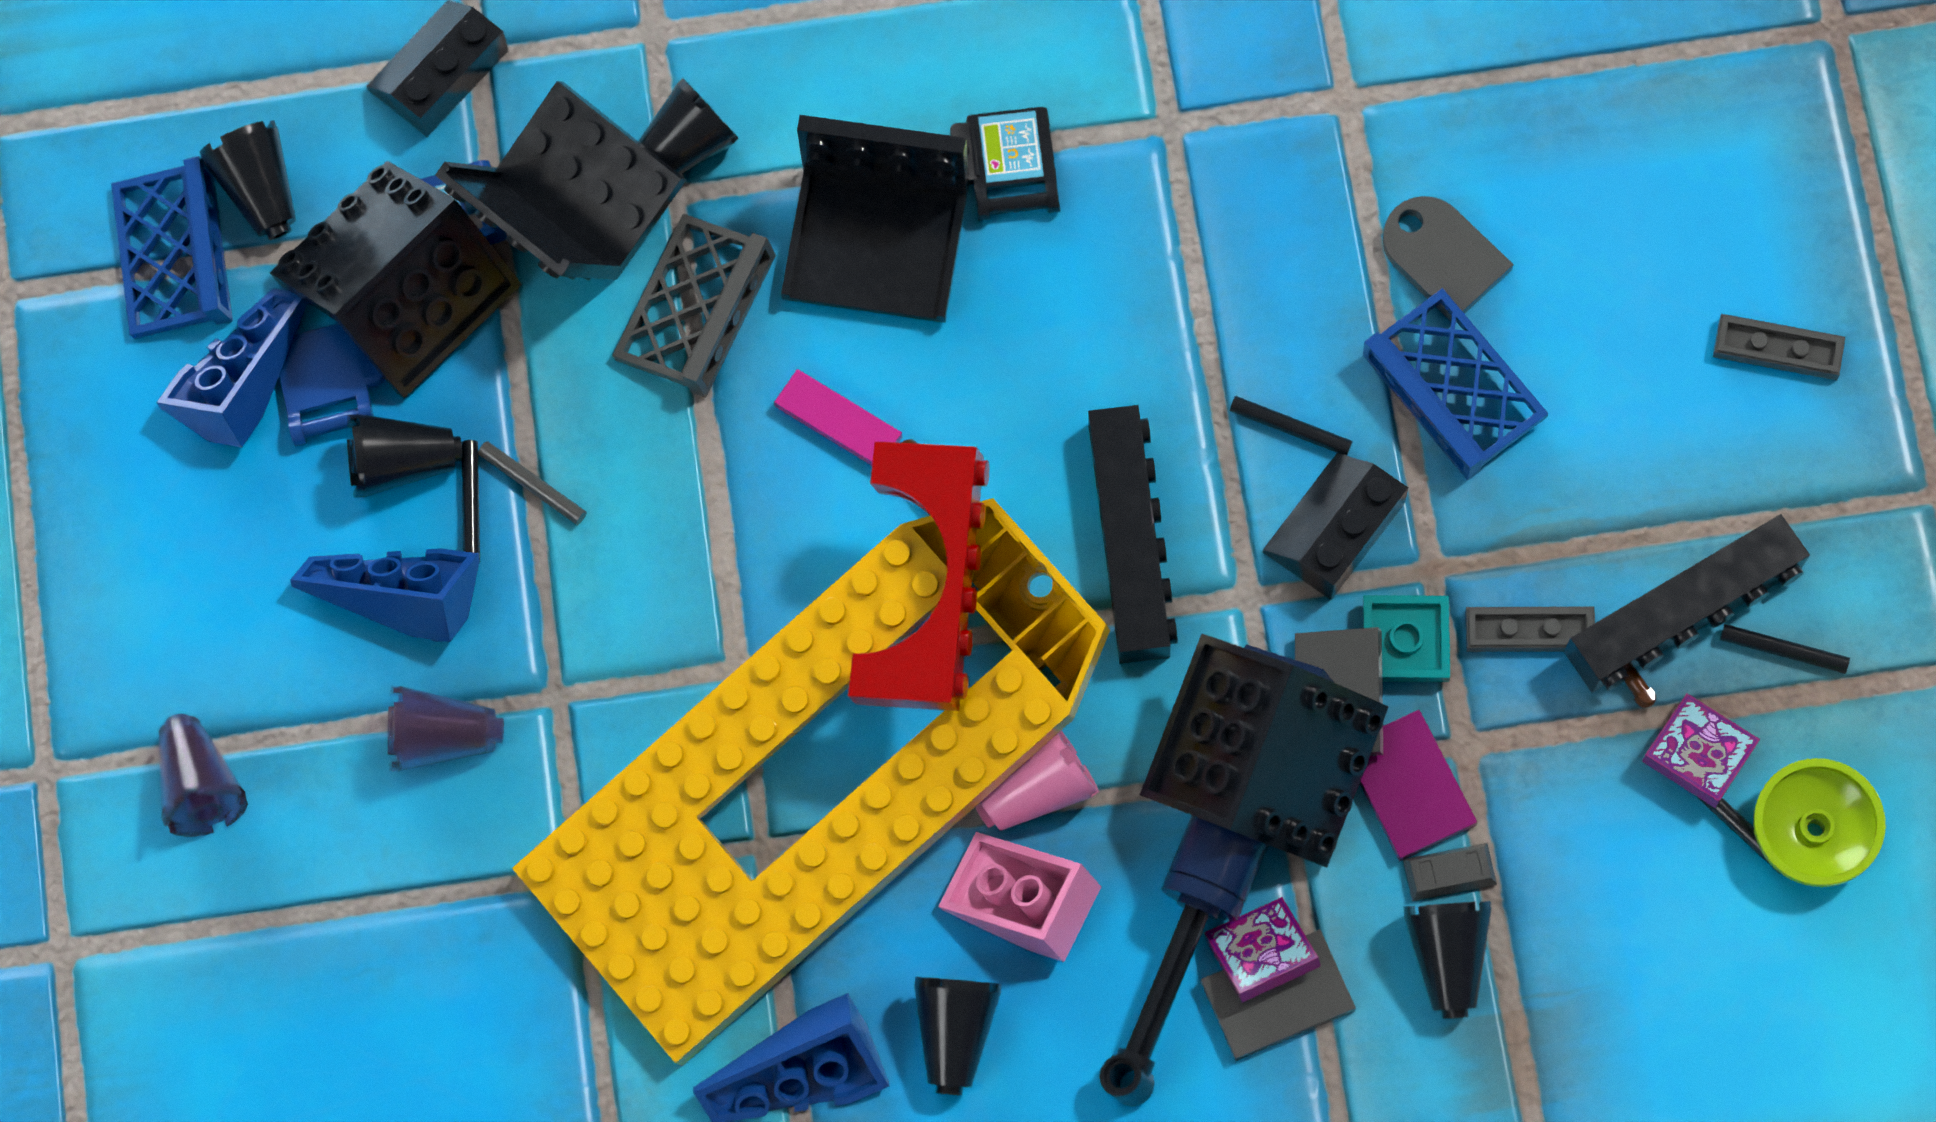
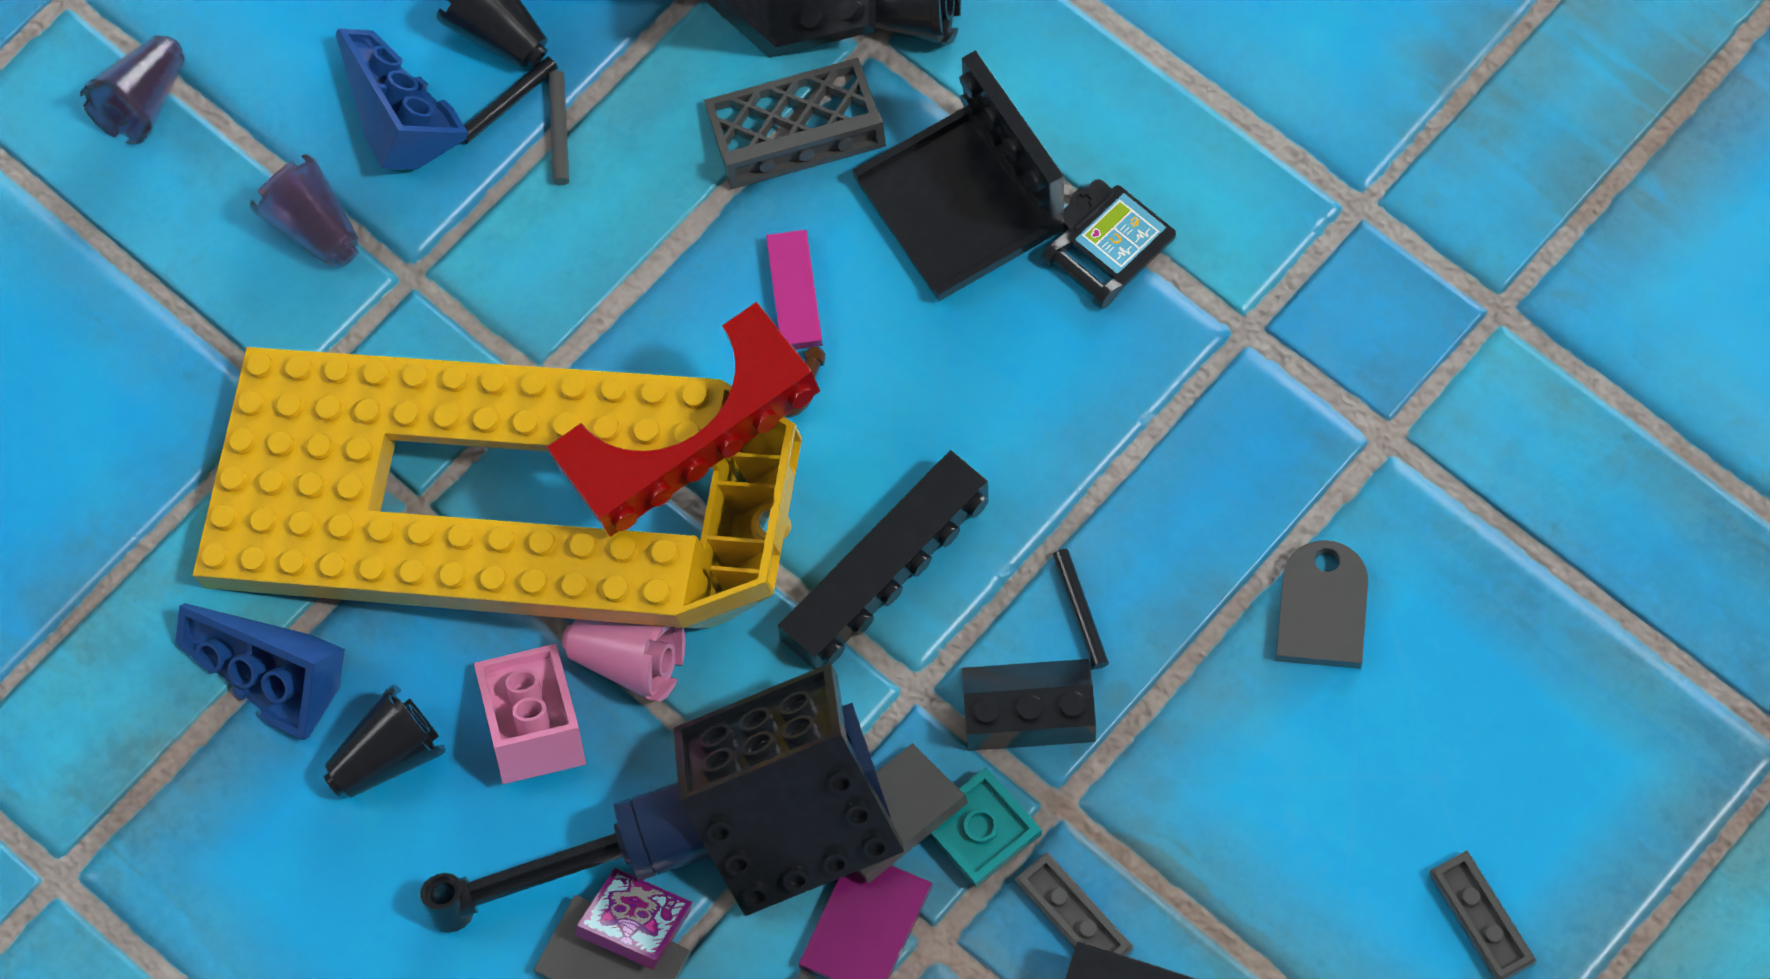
camera: 50 degrees right, 5 degrees down
(1426, 405) = (1185, 690): blue fence -> none

